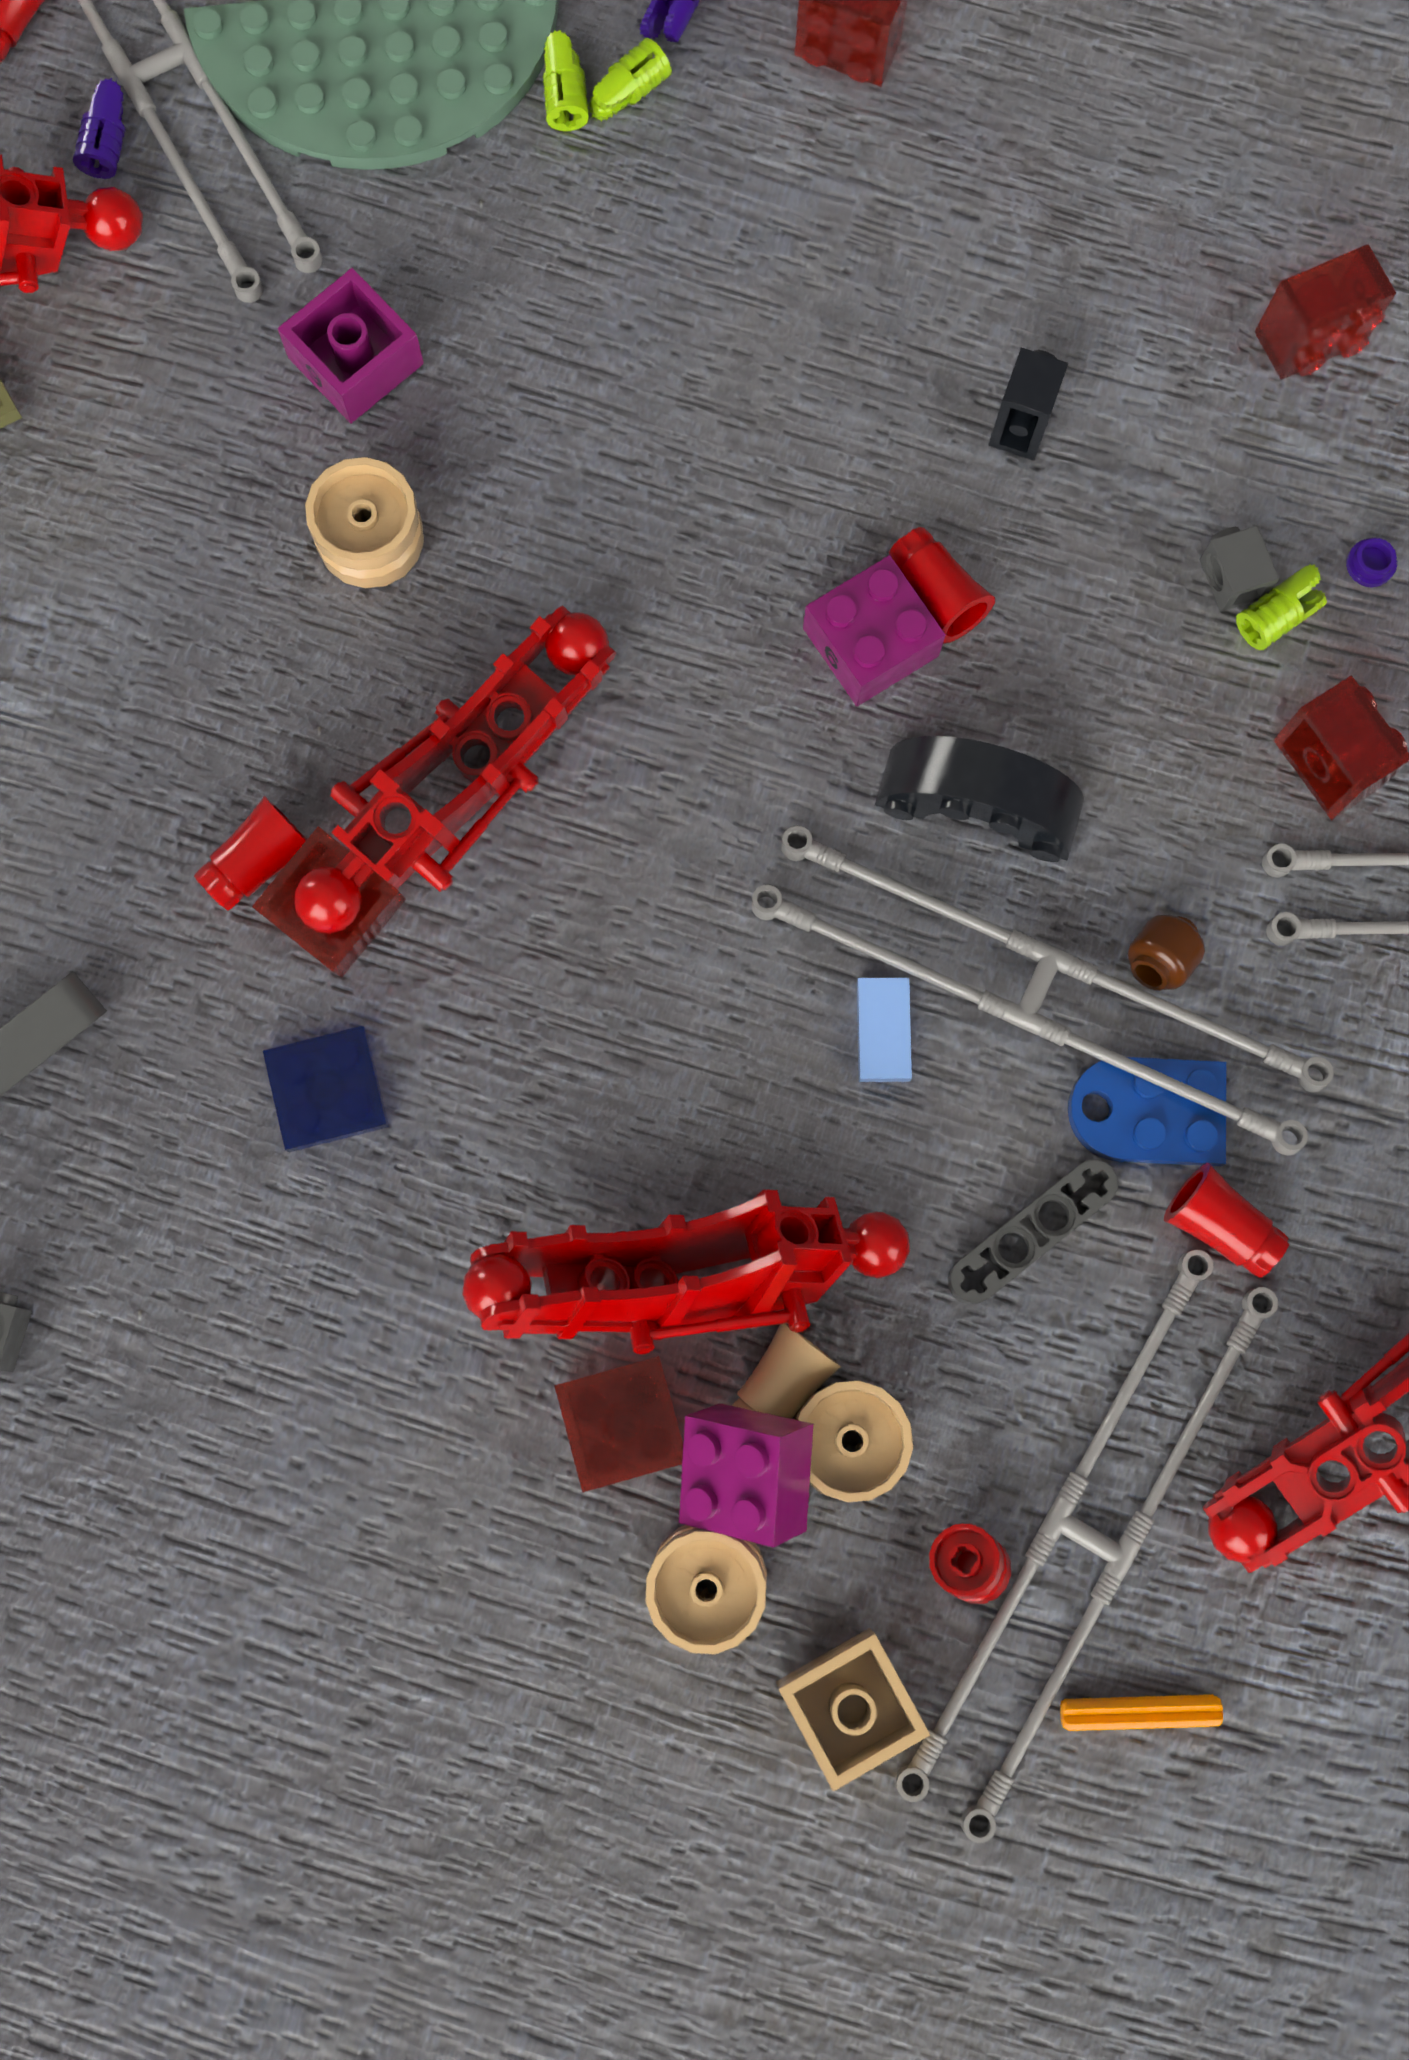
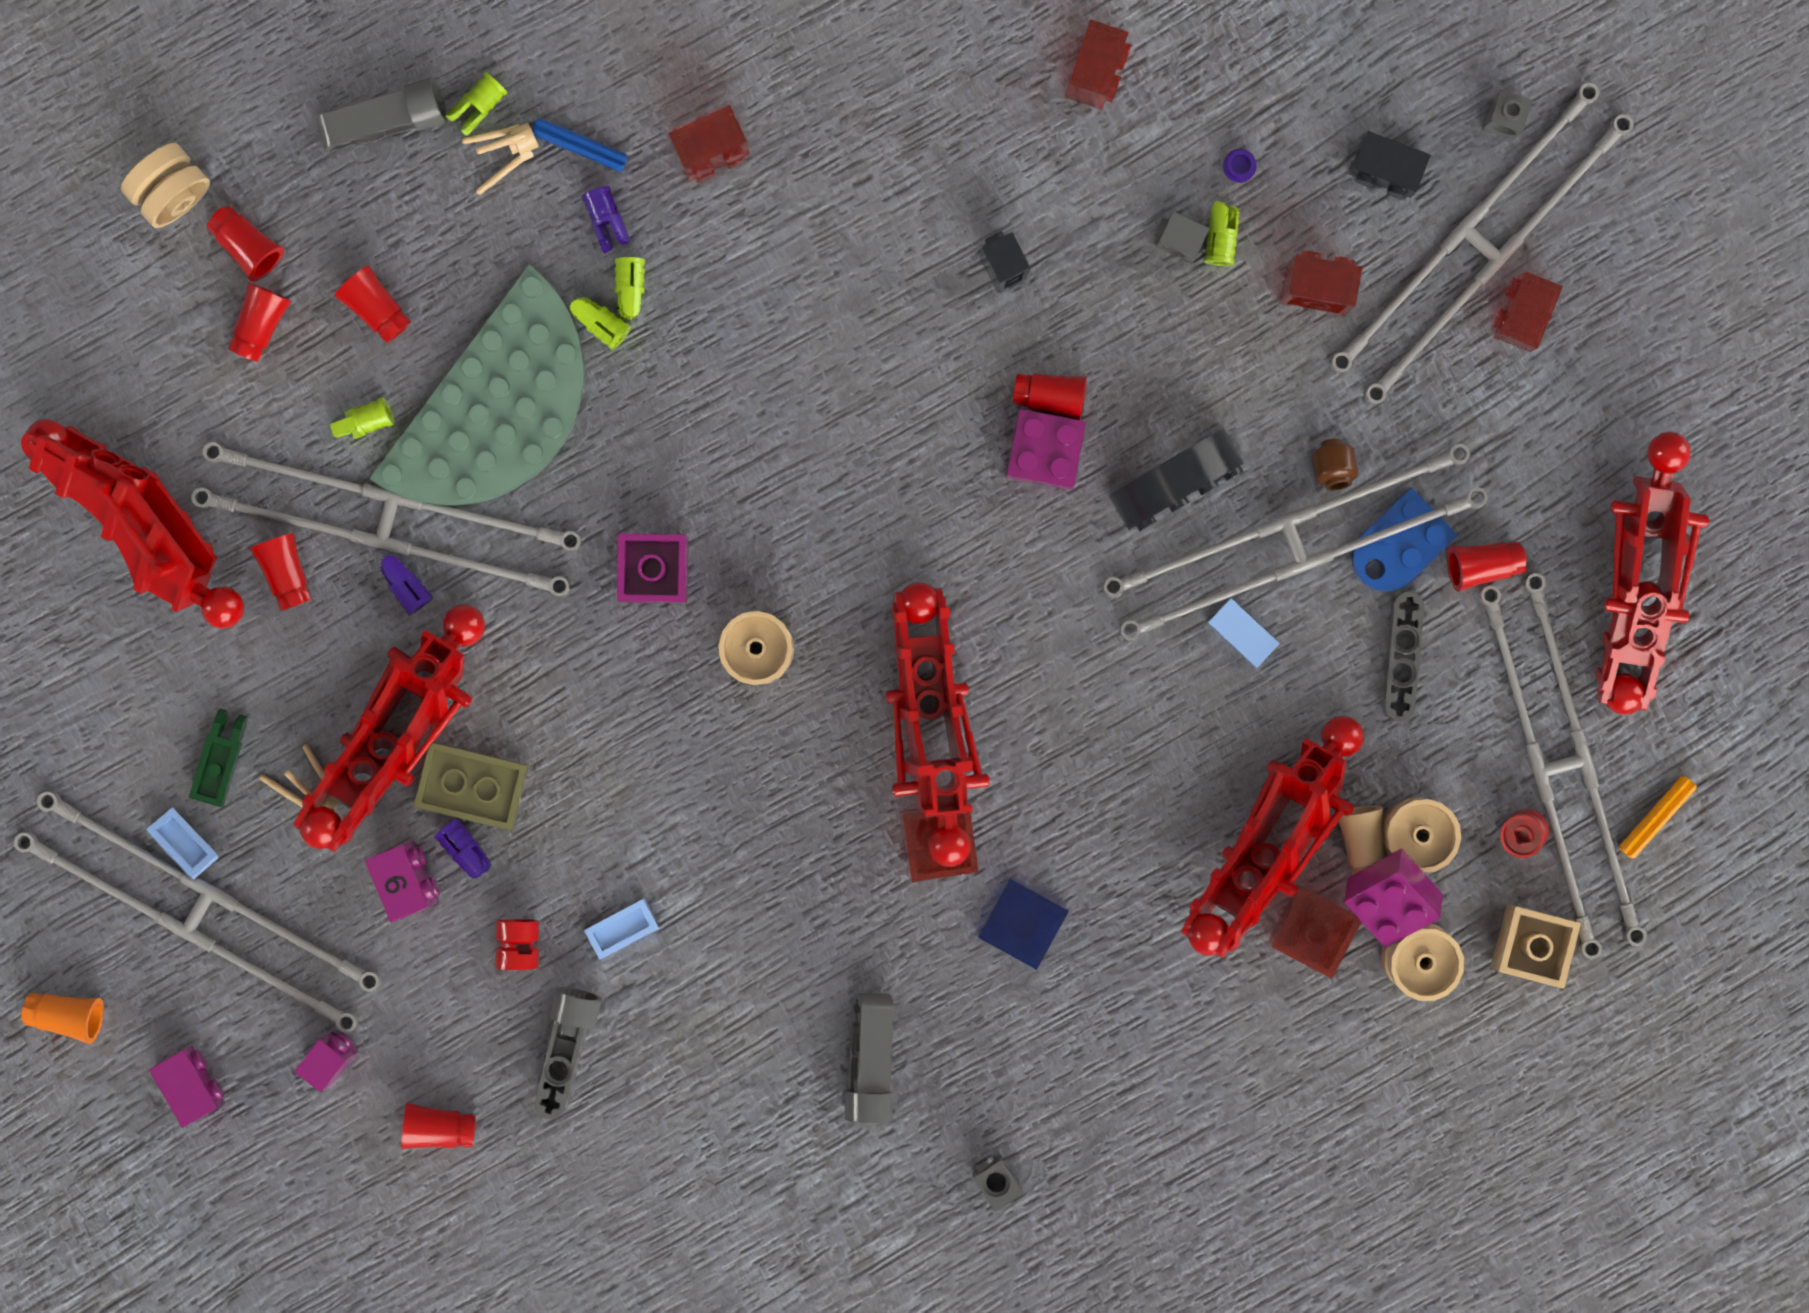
camera: 45 degrees left, 10 degrees up
(250, 855) = (877, 855): red plant -> none

